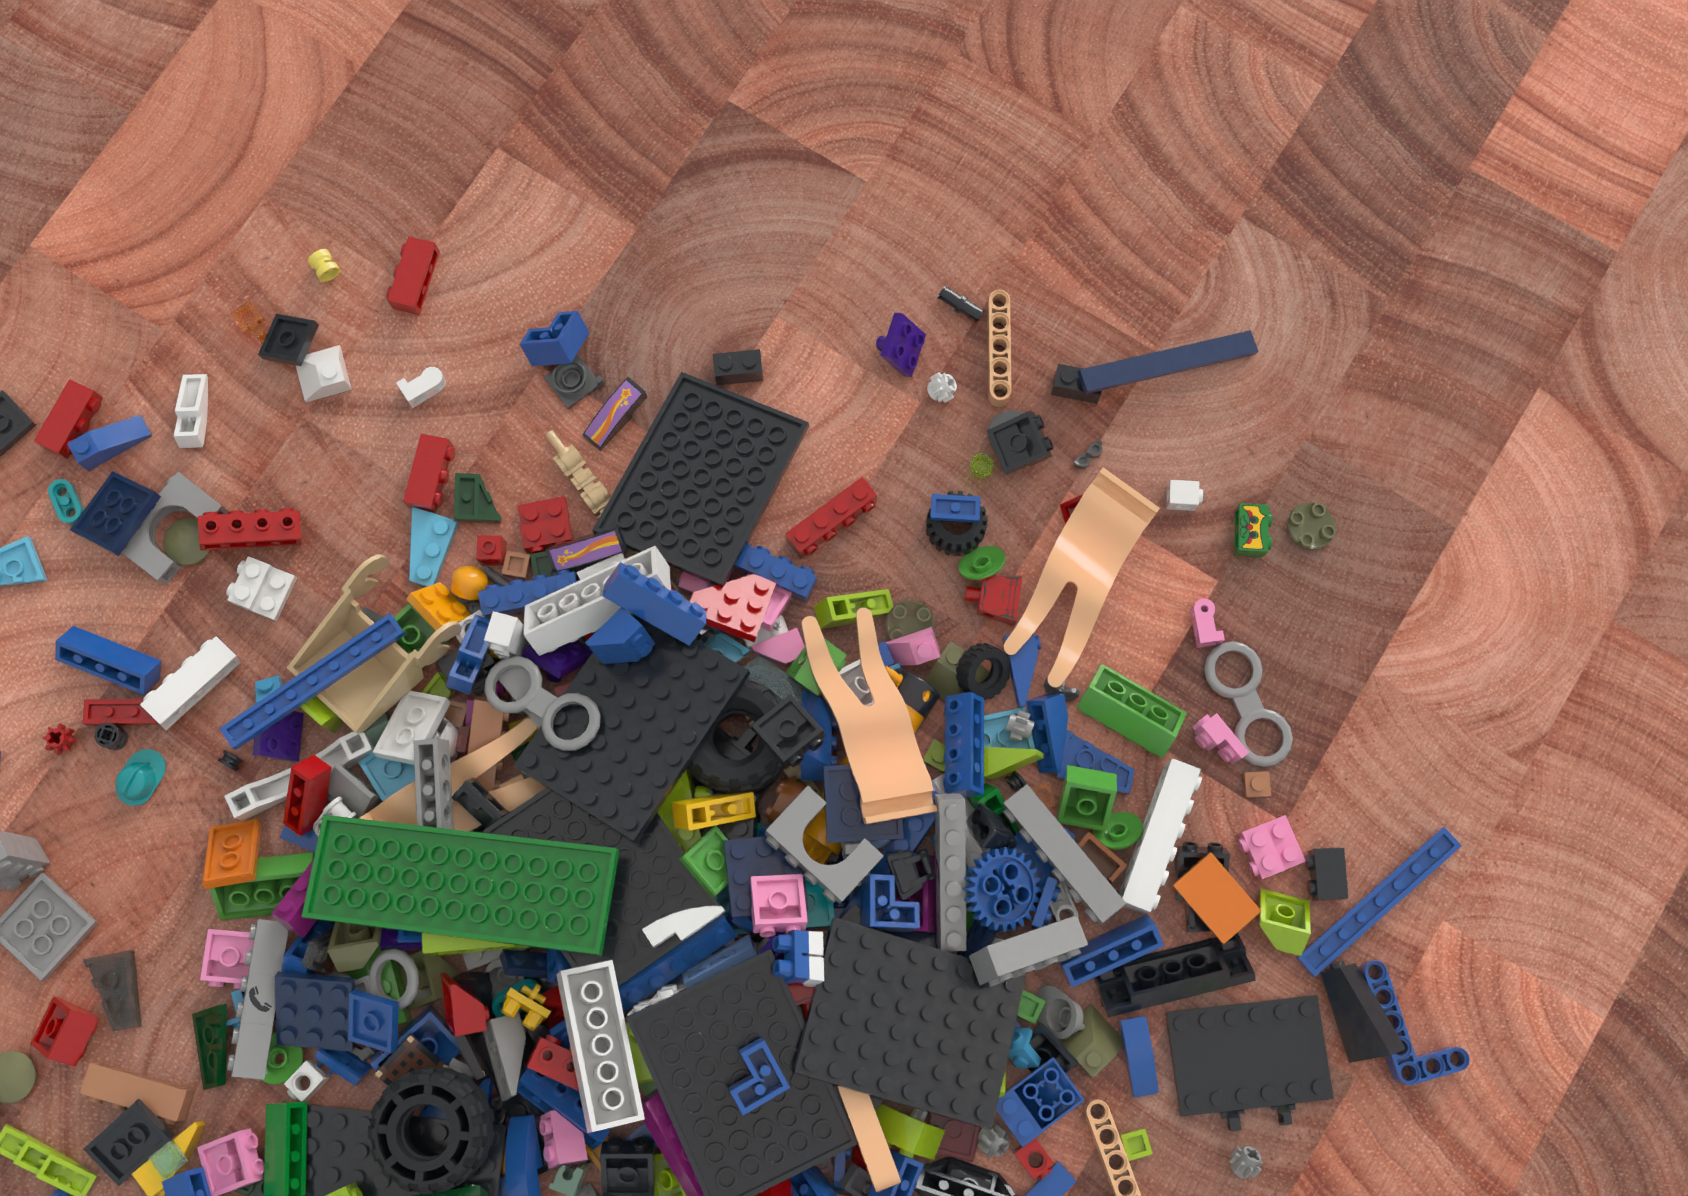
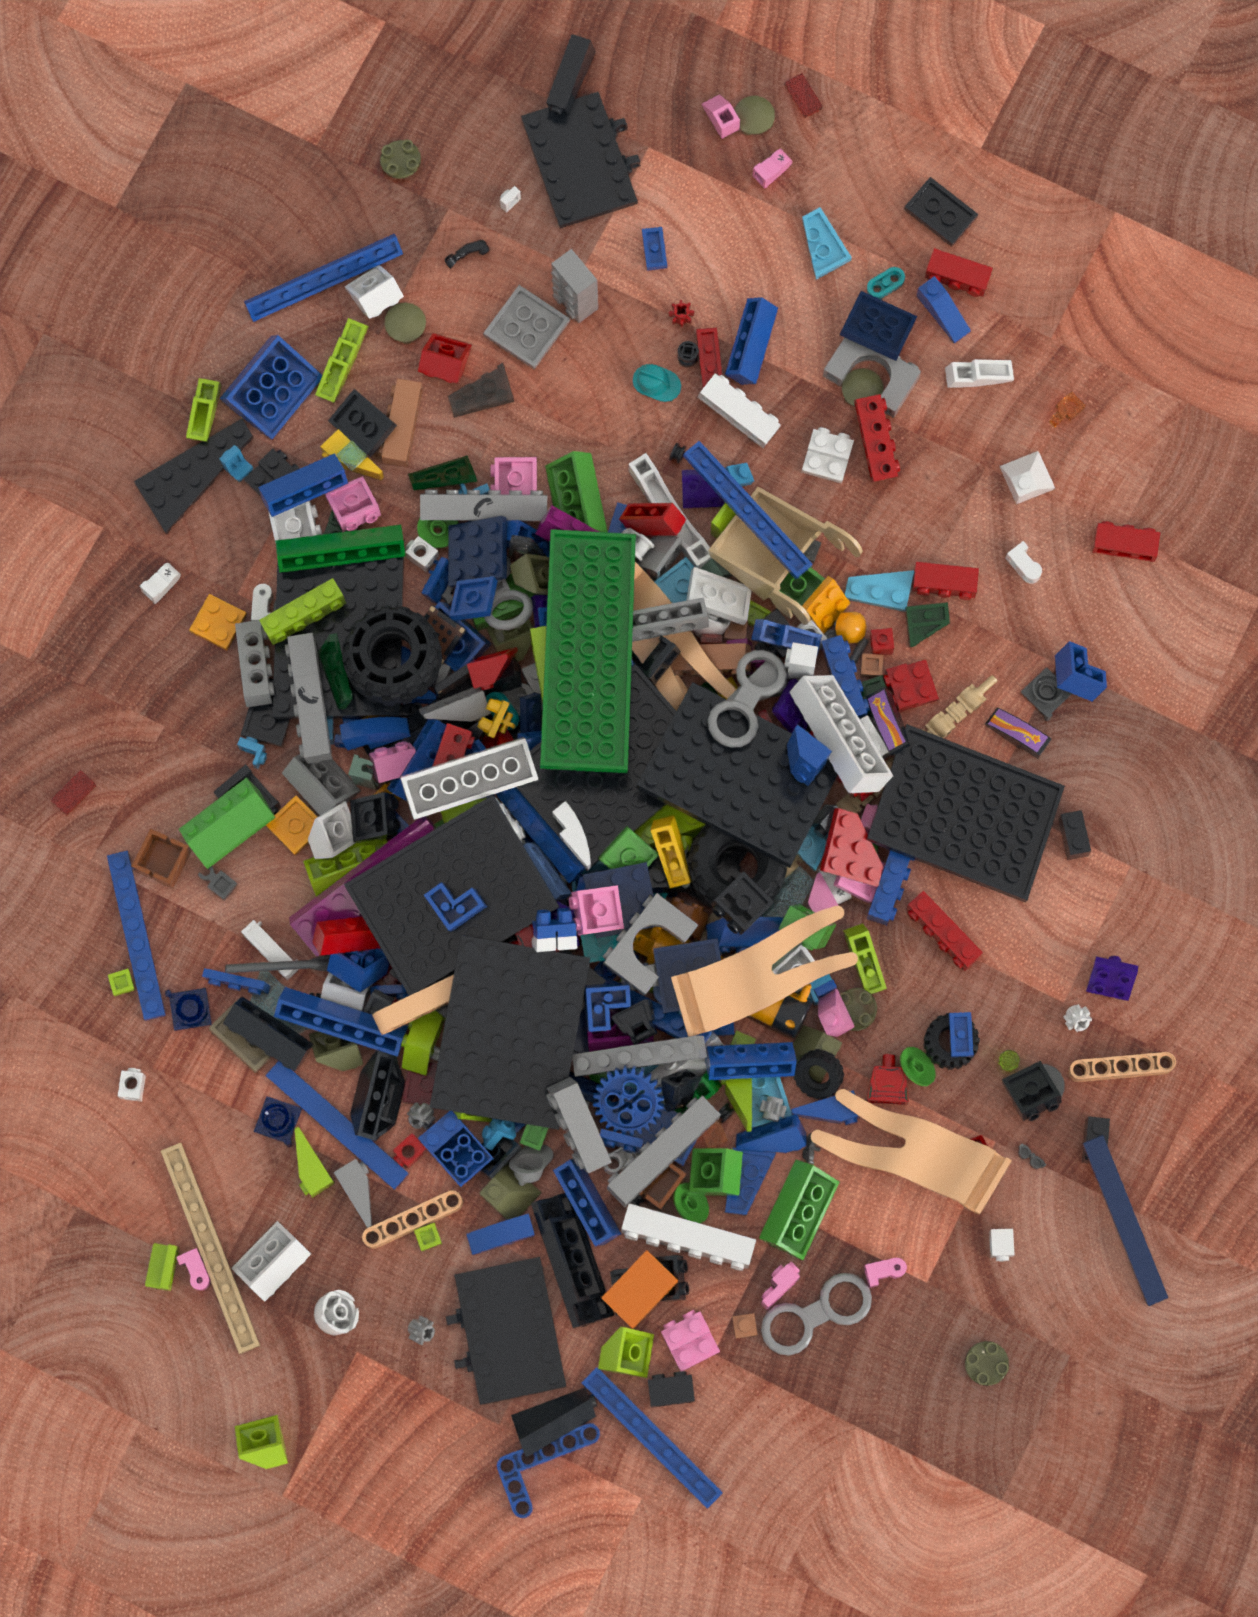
camera: 85 degrees right, 0 degrees up
(232, 853) = (599, 466): orange tile -> none
(288, 339) = (1052, 444): black plate -> none
(322, 263) = (1126, 463): light yellow wheel -> none
(655, 603) = (838, 779): blue brick -> none
(960, 304) = (1160, 1029): black pin -> none
(1251, 530) = (975, 1308): green brick -> none

